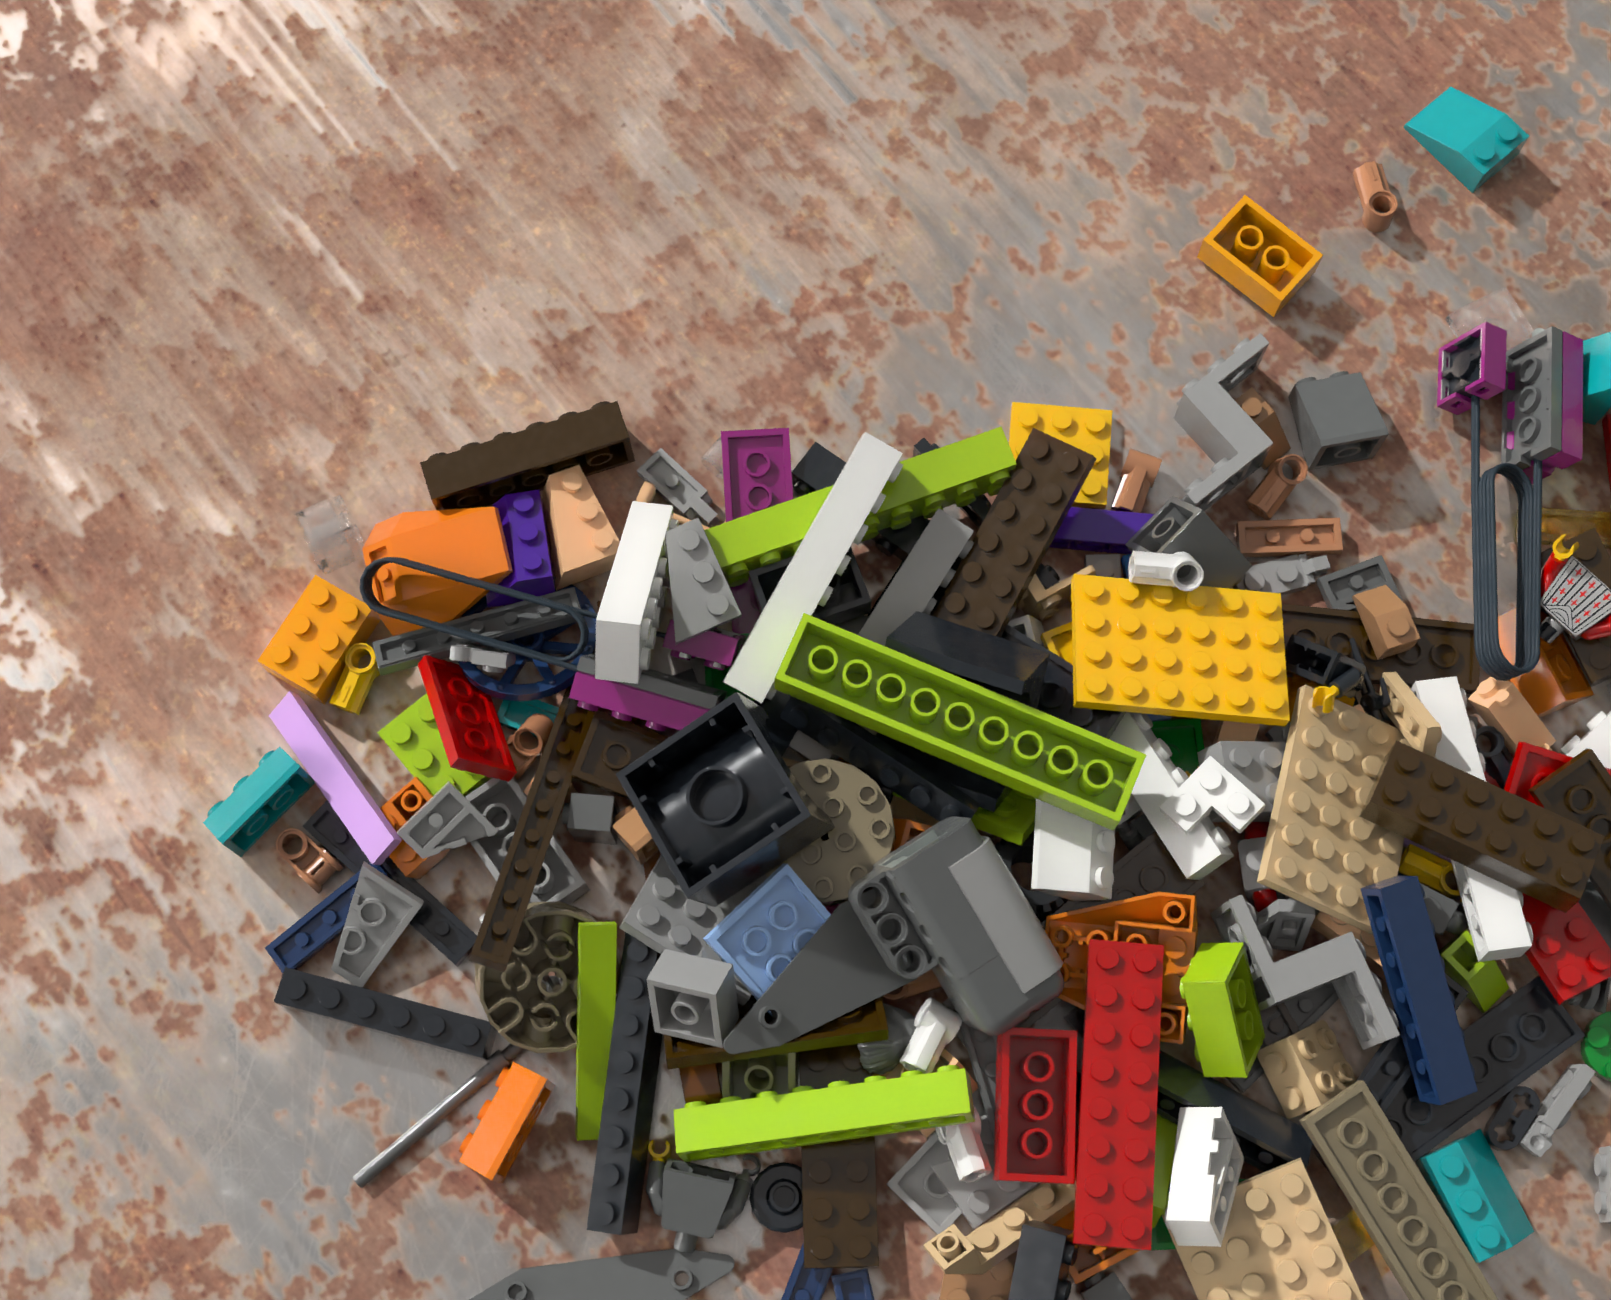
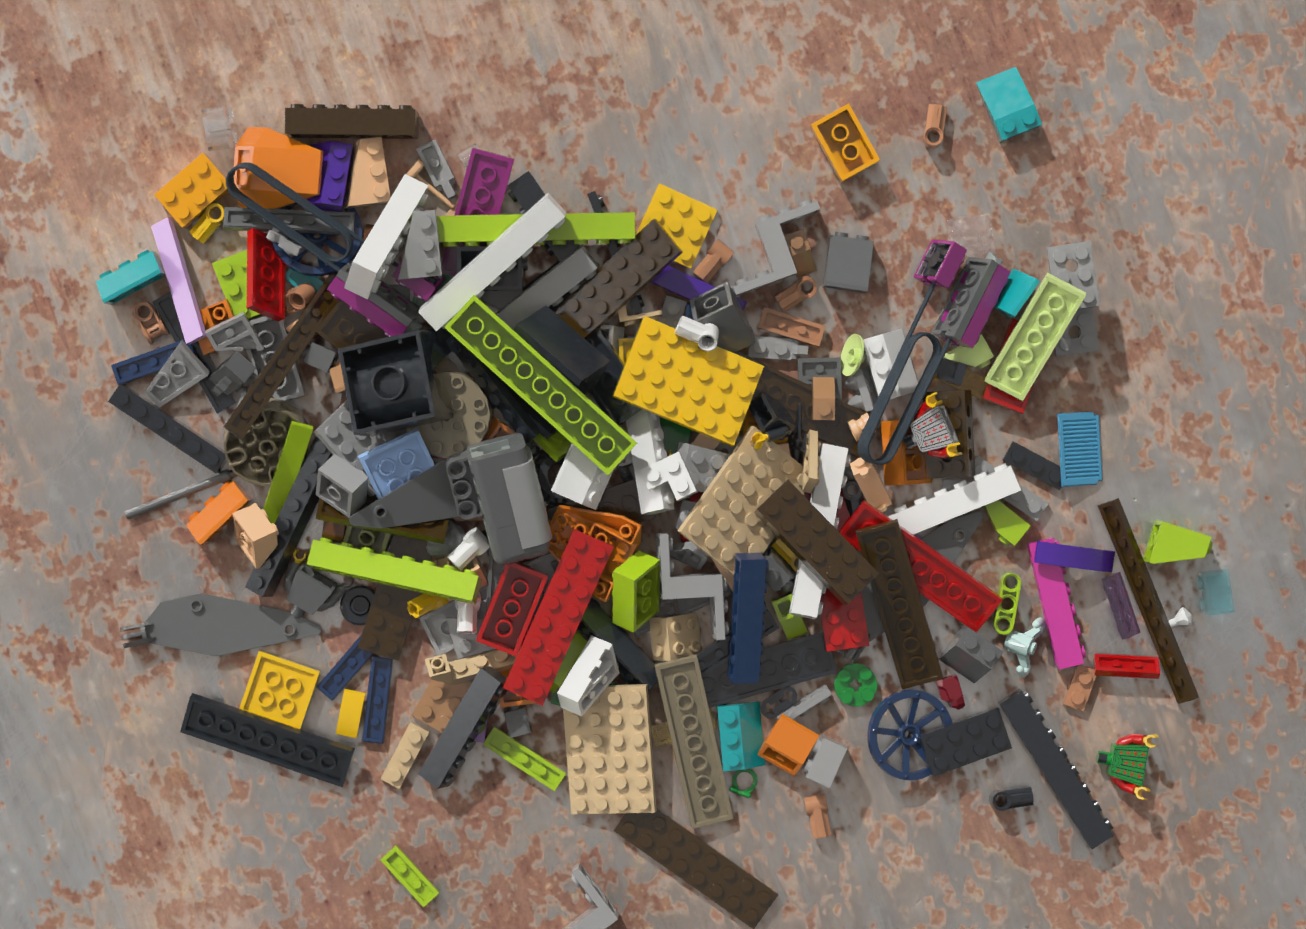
camera: 15 degrees right, 15 degrees up
(460, 889) = (232, 374): none -> dark grey brick
(576, 1132) = (255, 534): none -> light nougat slope
(890, 1153) = (424, 604): none -> yellow piece
(1399, 541) = (852, 355): none -> yellowish green dish
(1423, 580) = (862, 381): none -> light grey tile
(1443, 538) = (880, 357): none -> white slope
(1458, 642) = (857, 426): none -> light nougat wheel
(1503, 1289) = (746, 793): none -> green piece
(1562, 516) = (951, 371): none -> black panel
(1563, 1180) = (788, 744): none -> orange slope
(1573, 485) = (976, 356): none -> yellowish green slope

